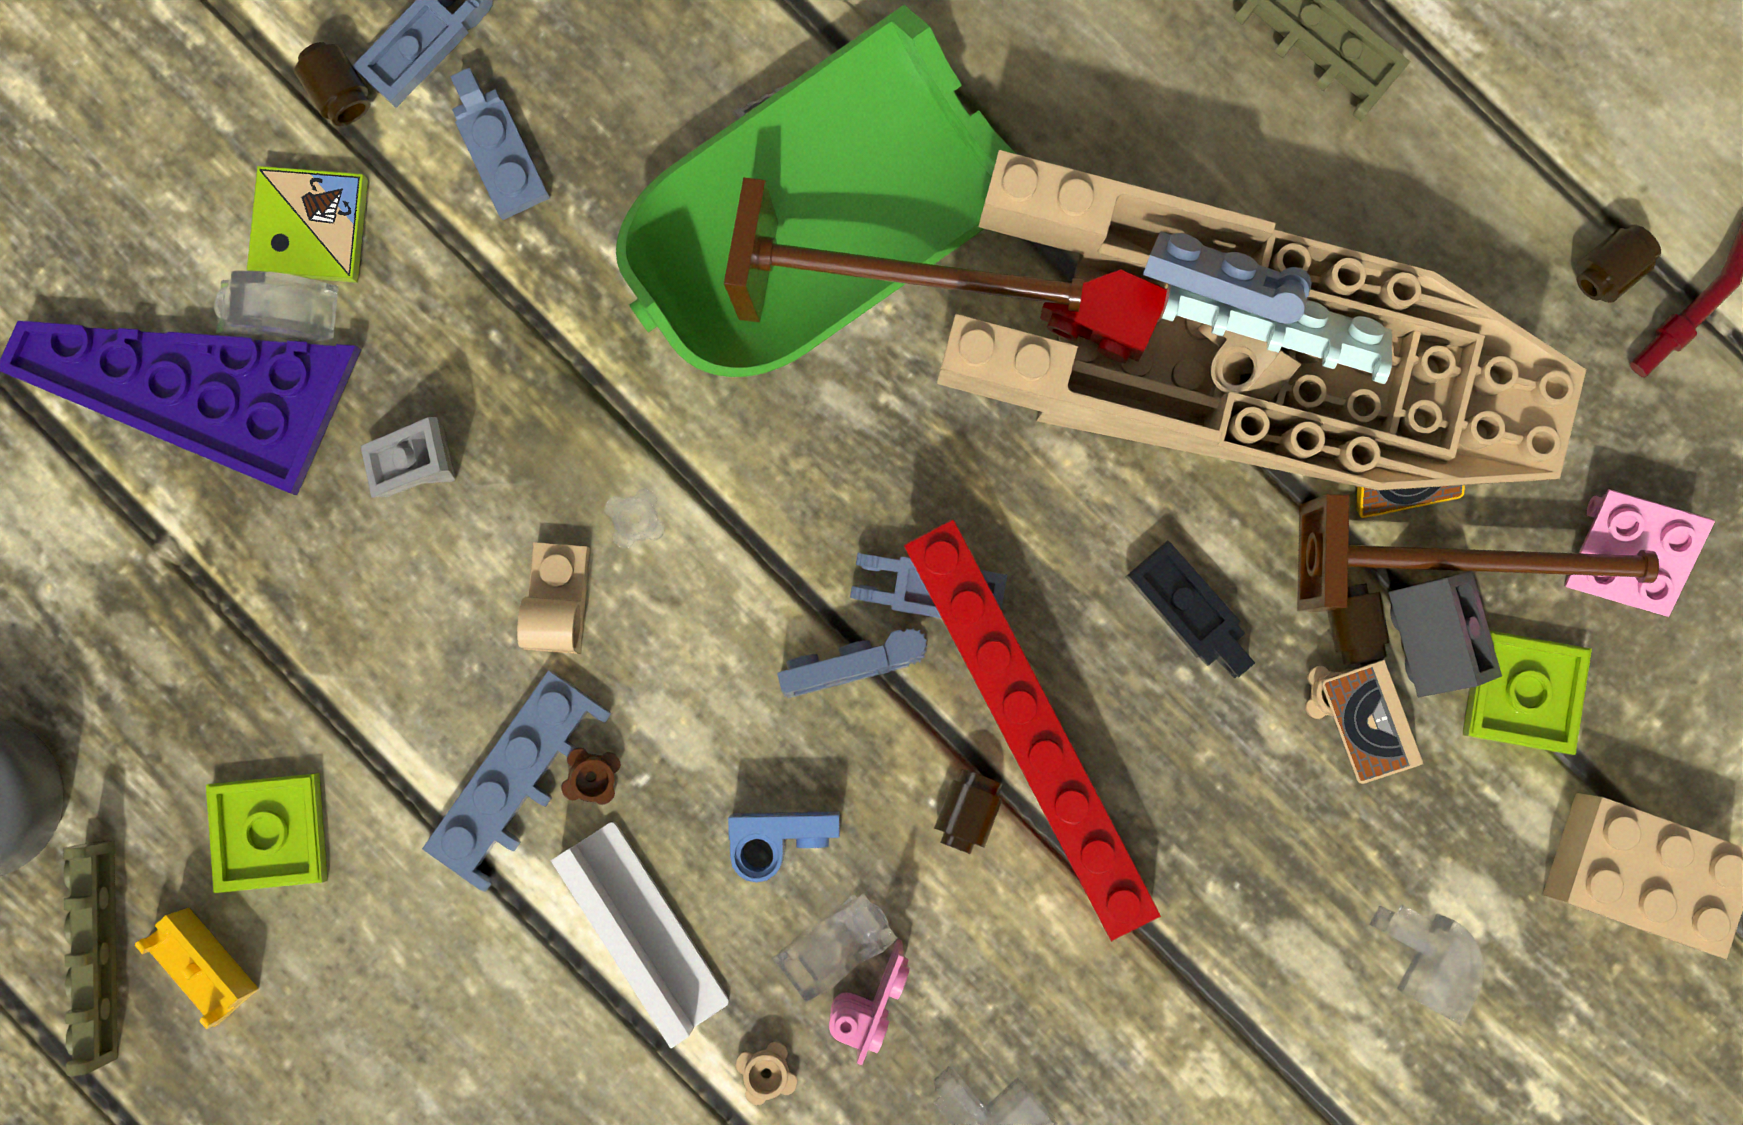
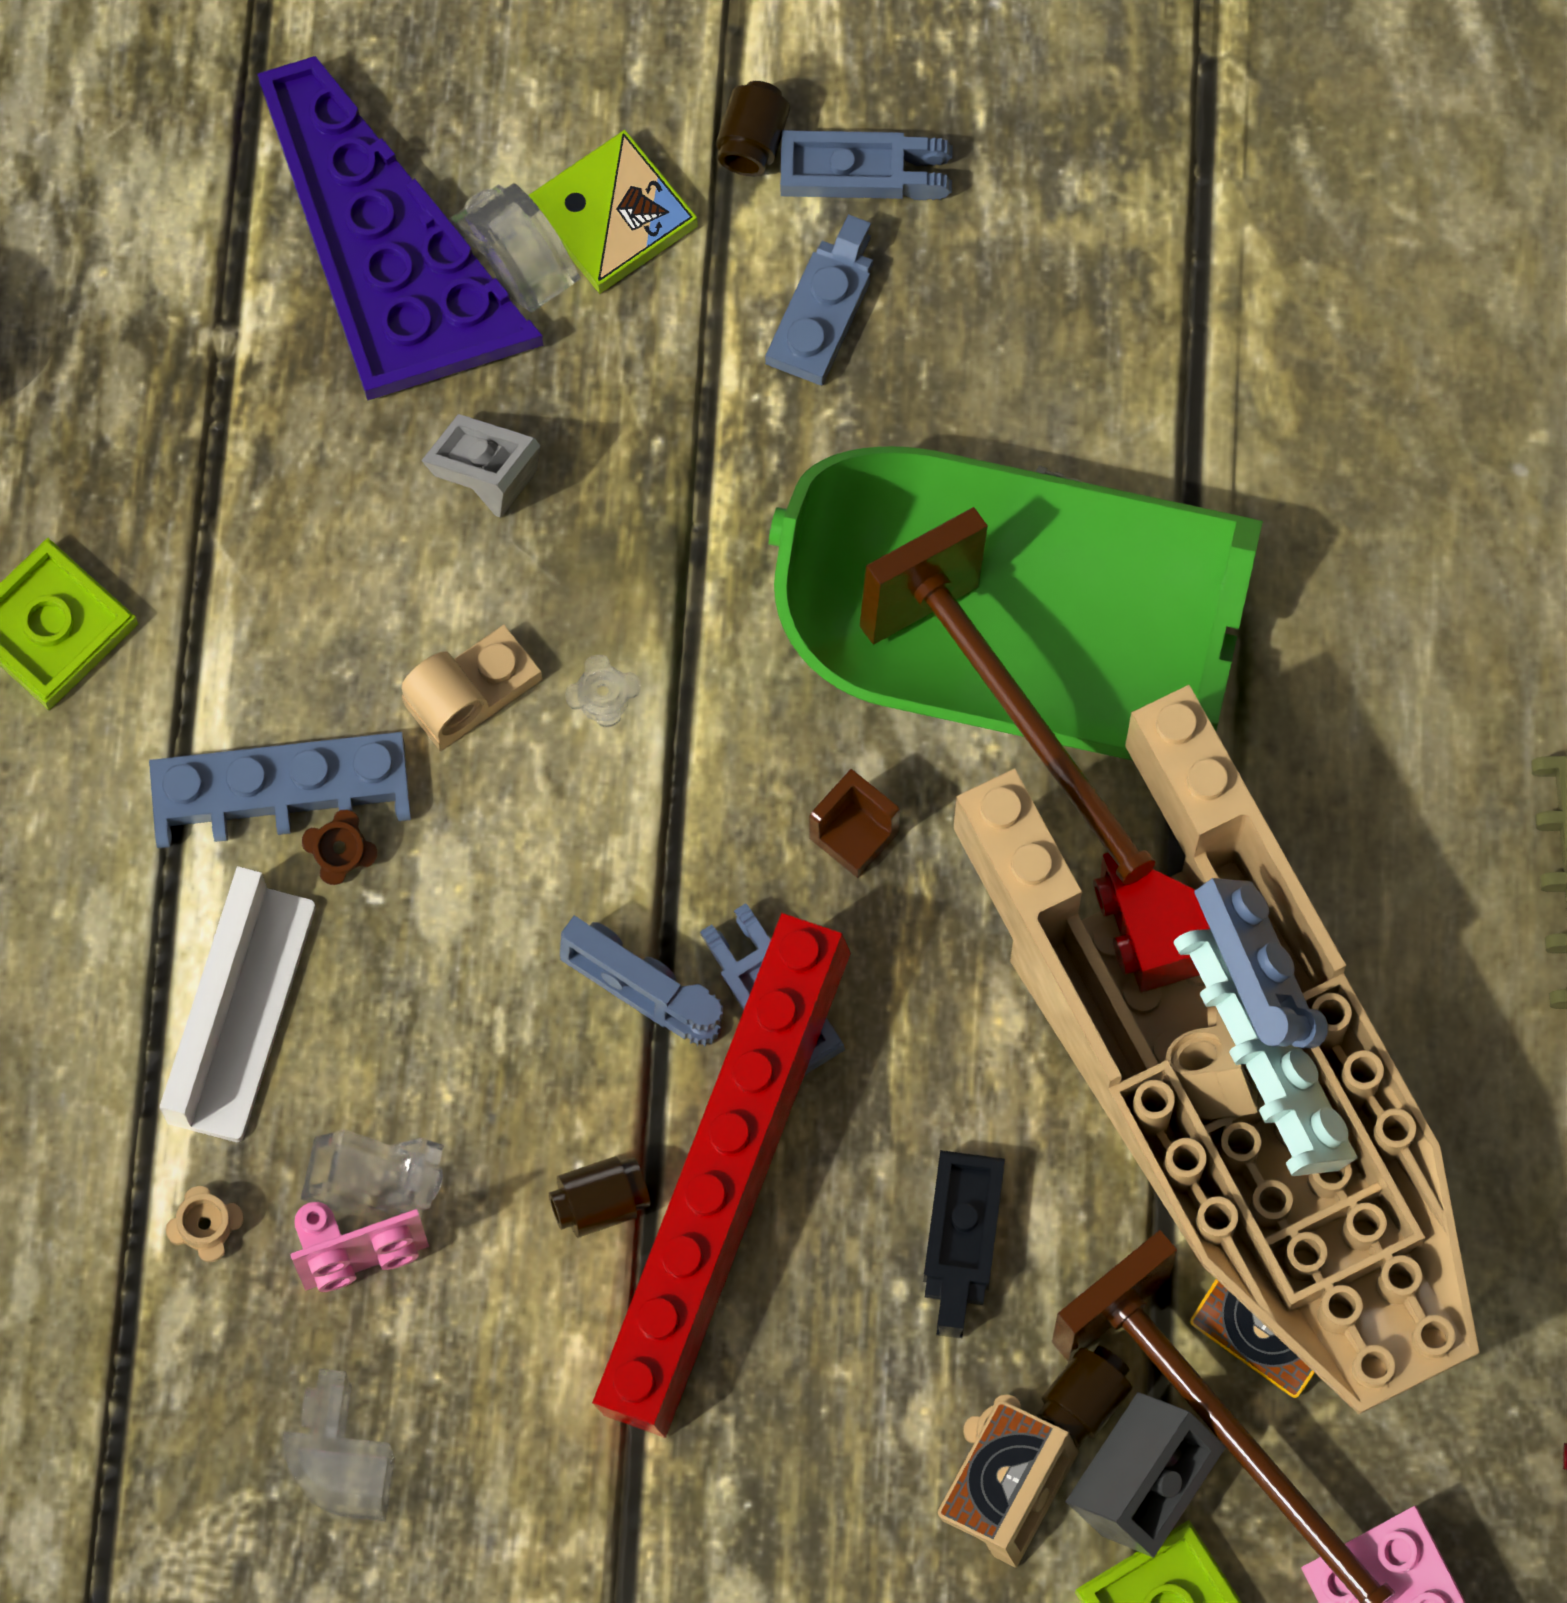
camera: 50 degrees right, 15 degrees down
(808, 829) = (435, 1041): medium blue plate -> none
(868, 439) = (854, 823): none -> reddish brown panel

